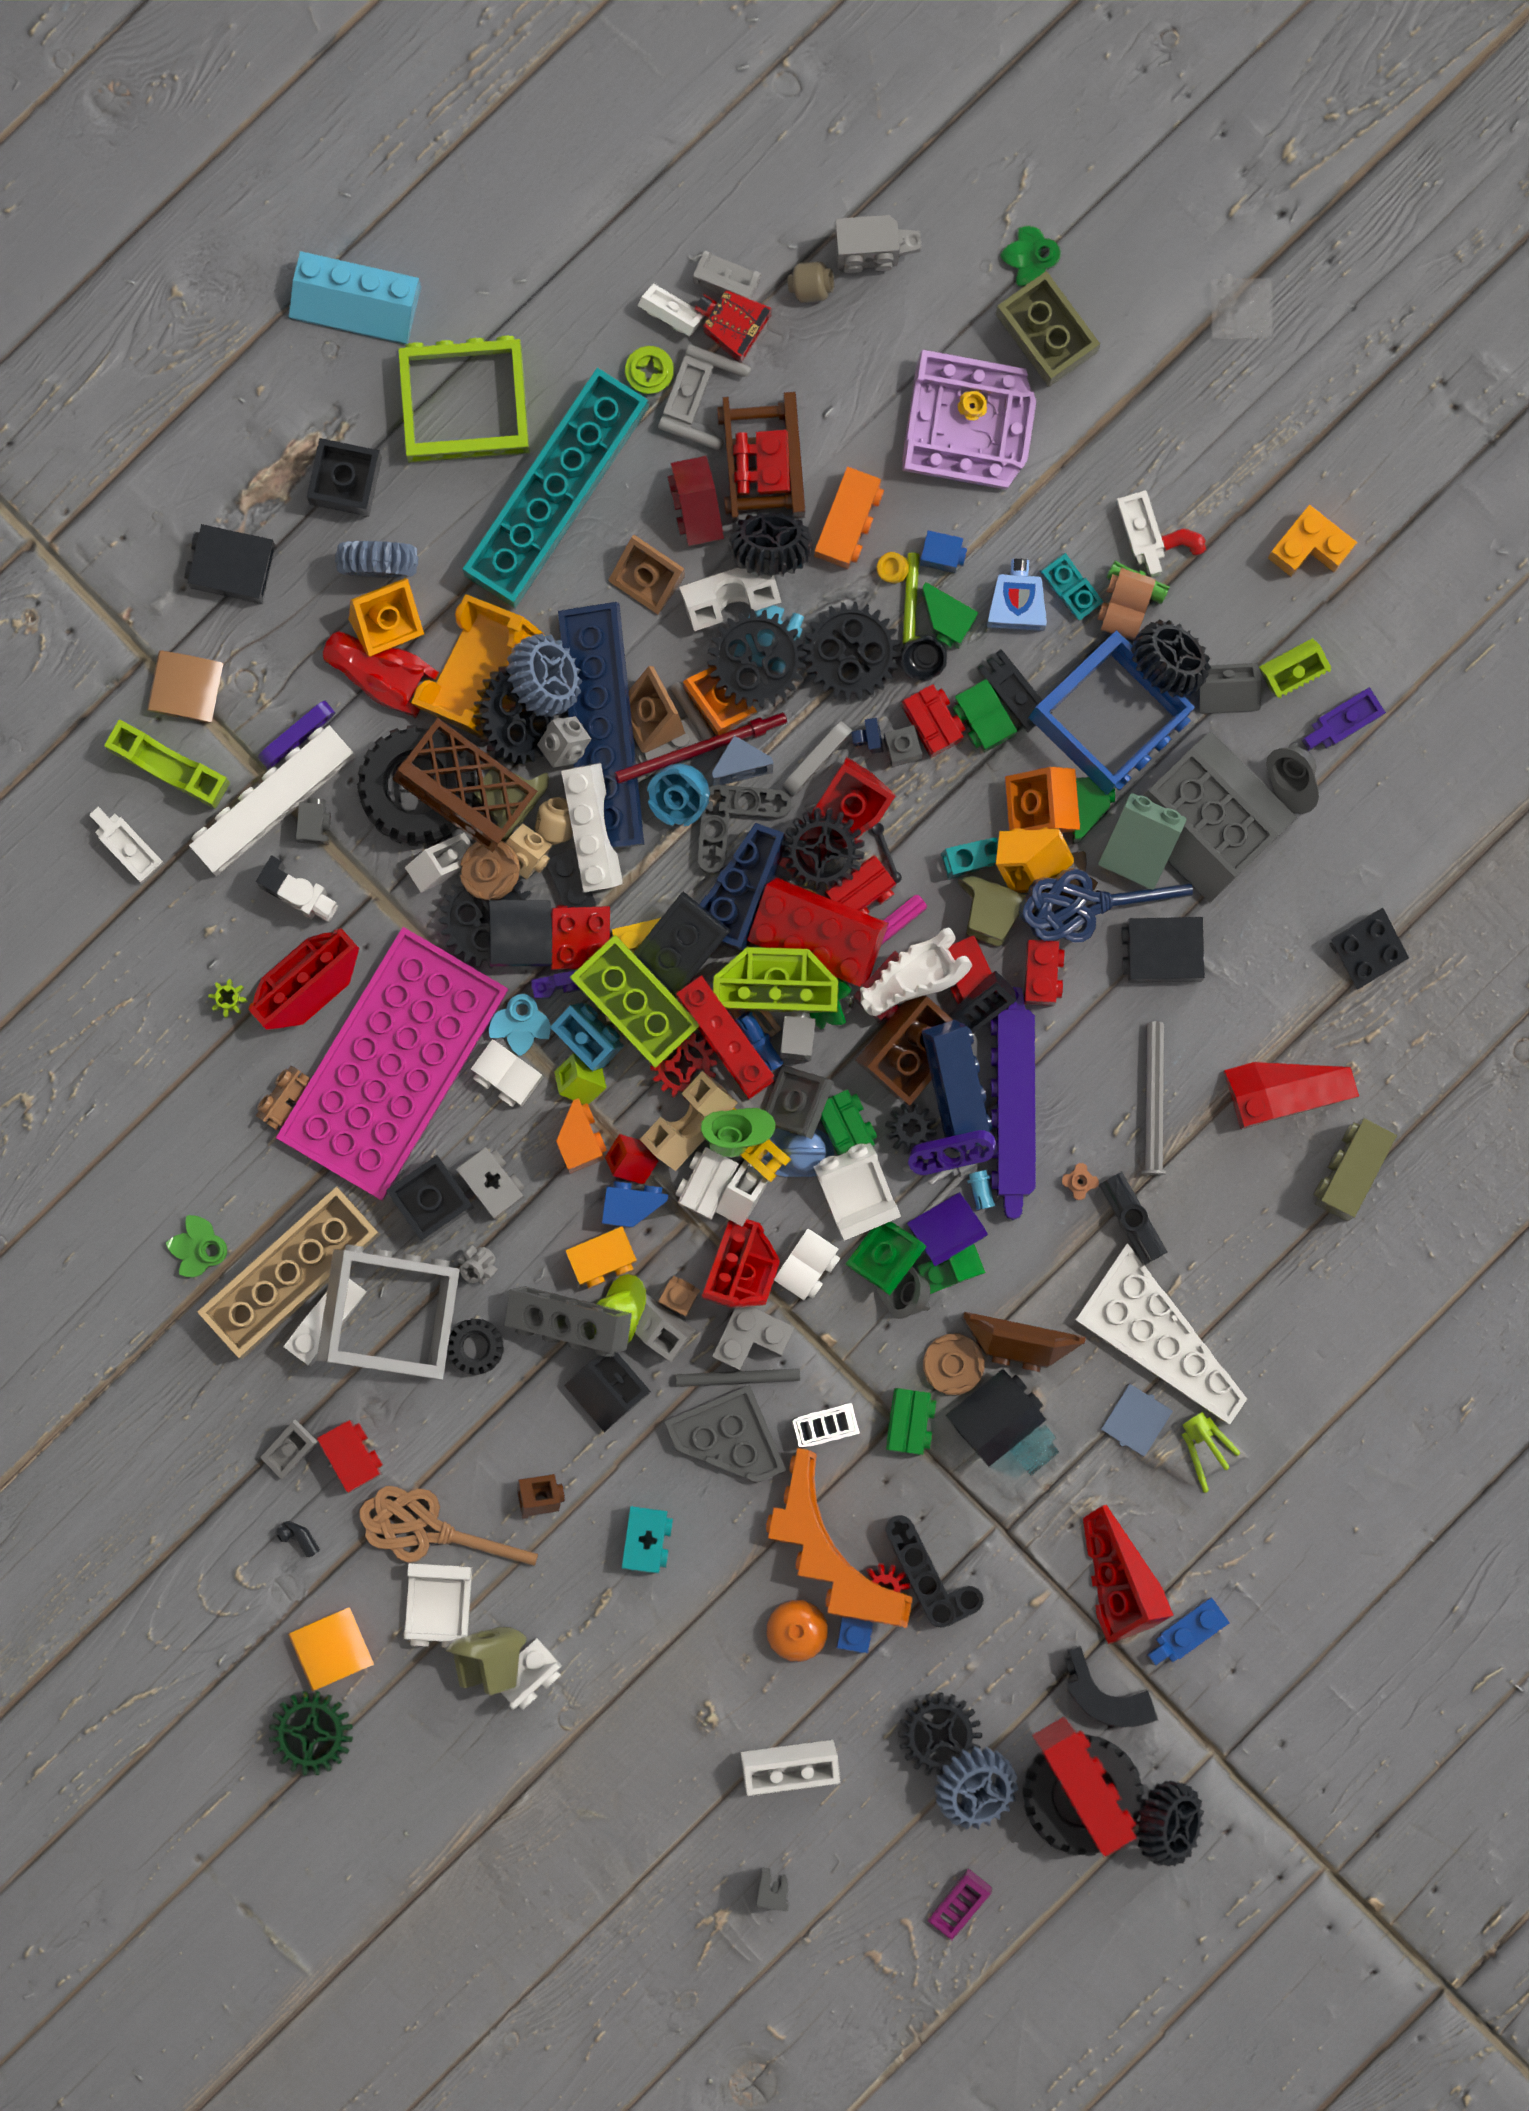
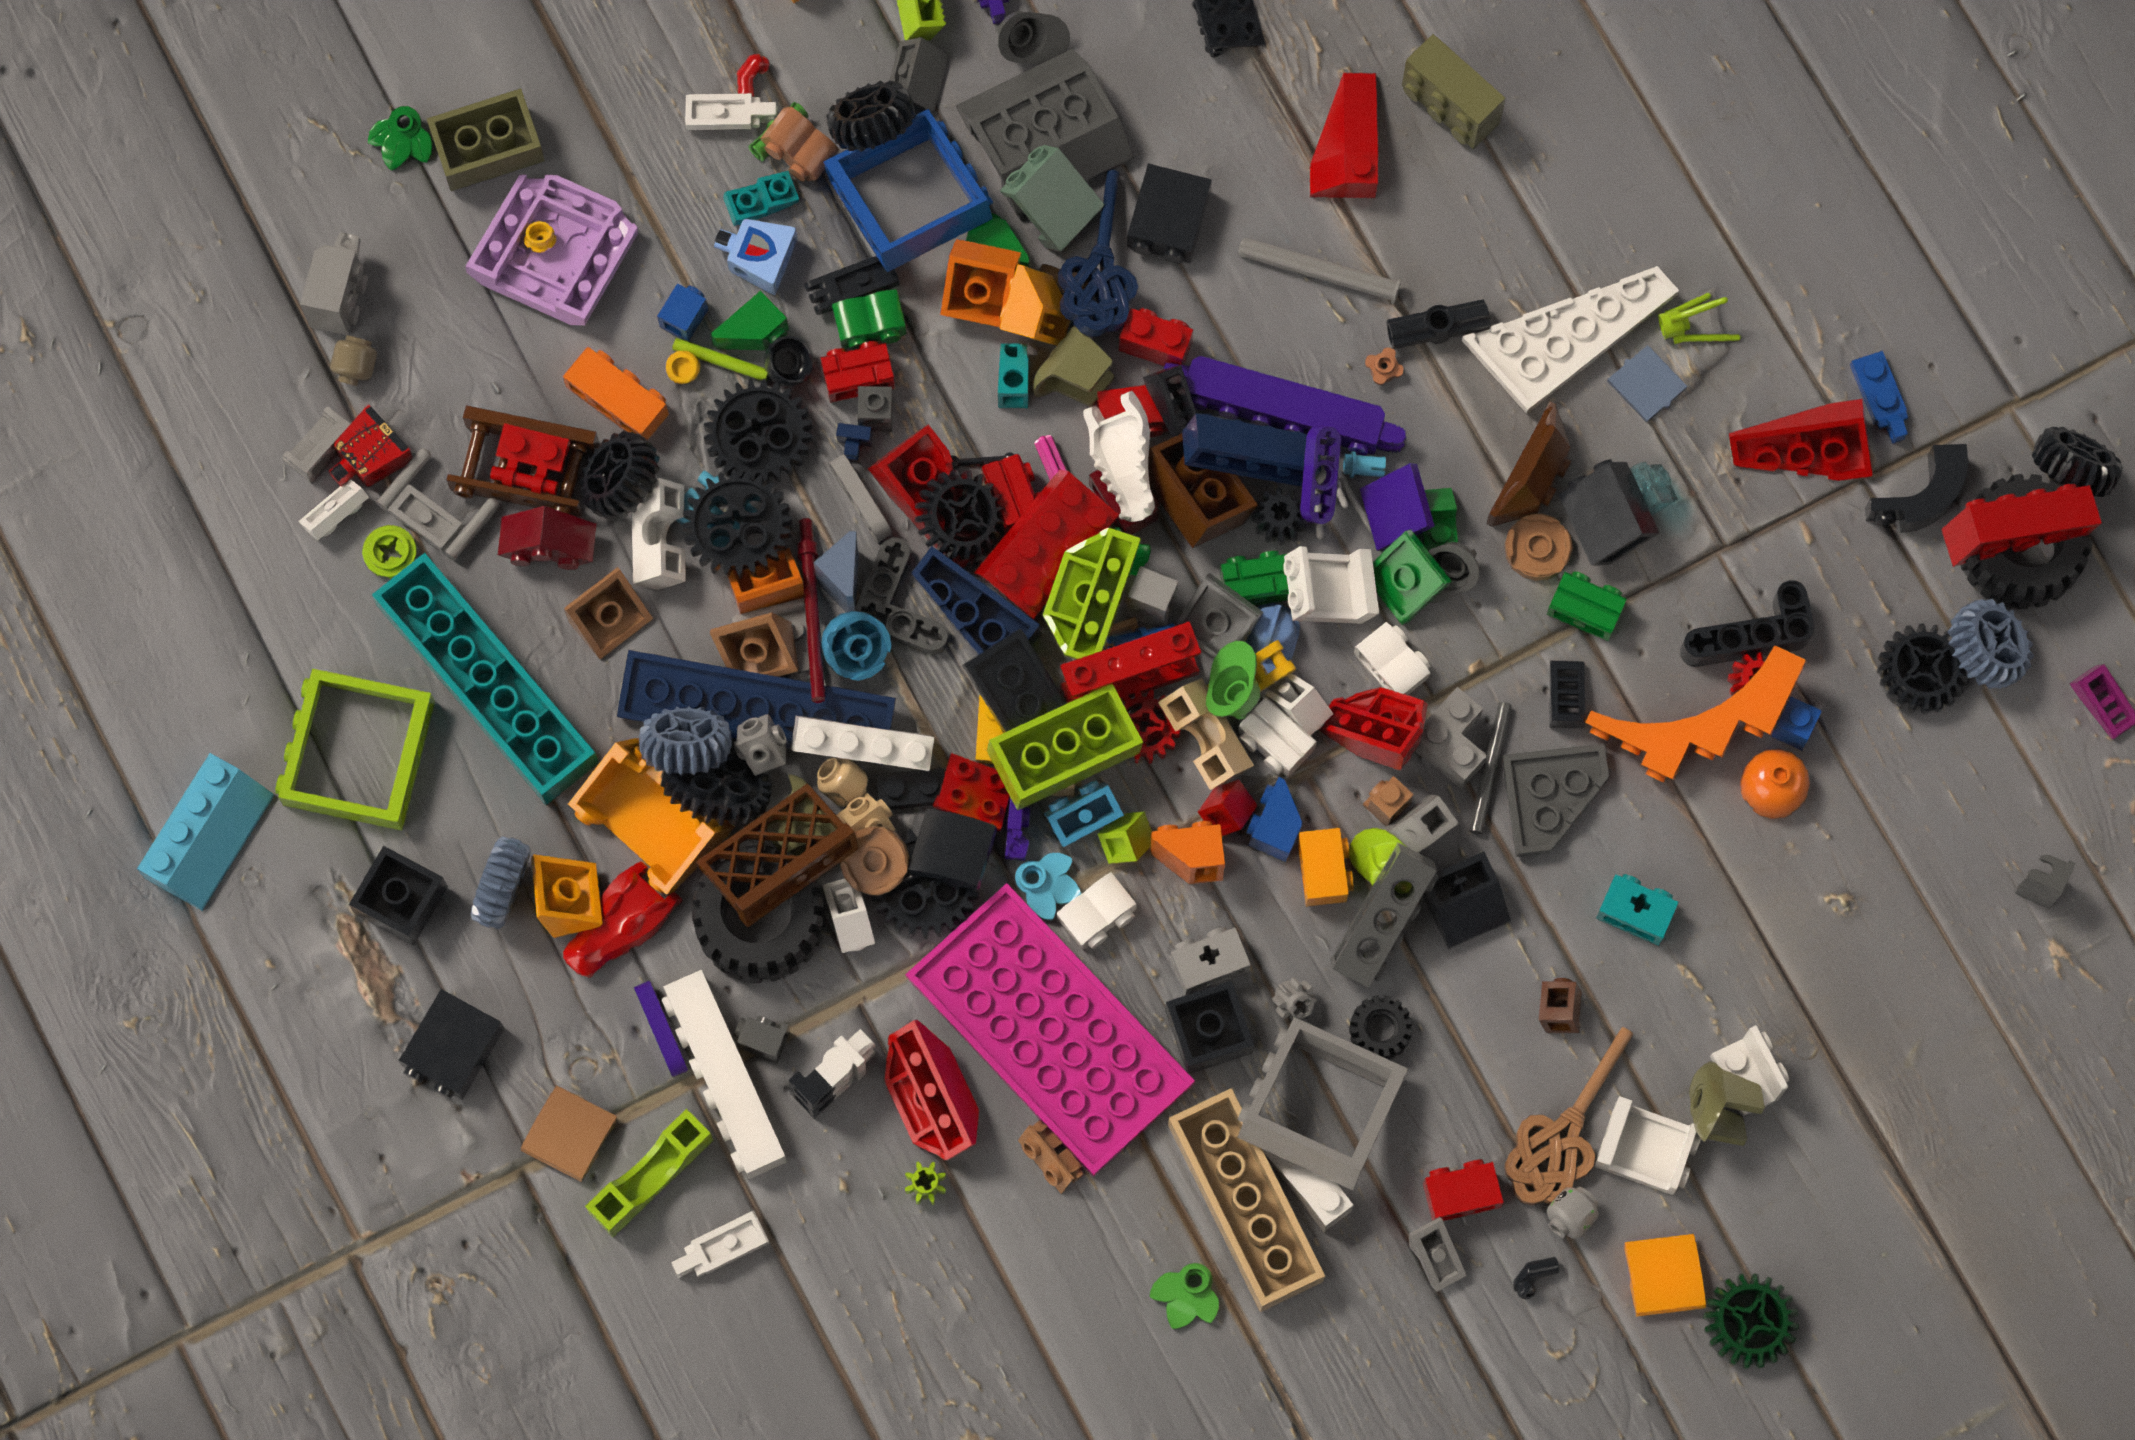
camera: 70 degrees left, 10 degrees down
(360, 1555) = (1572, 1212): none -> light grey head
(790, 1767) = (1920, 827): white brick -> none

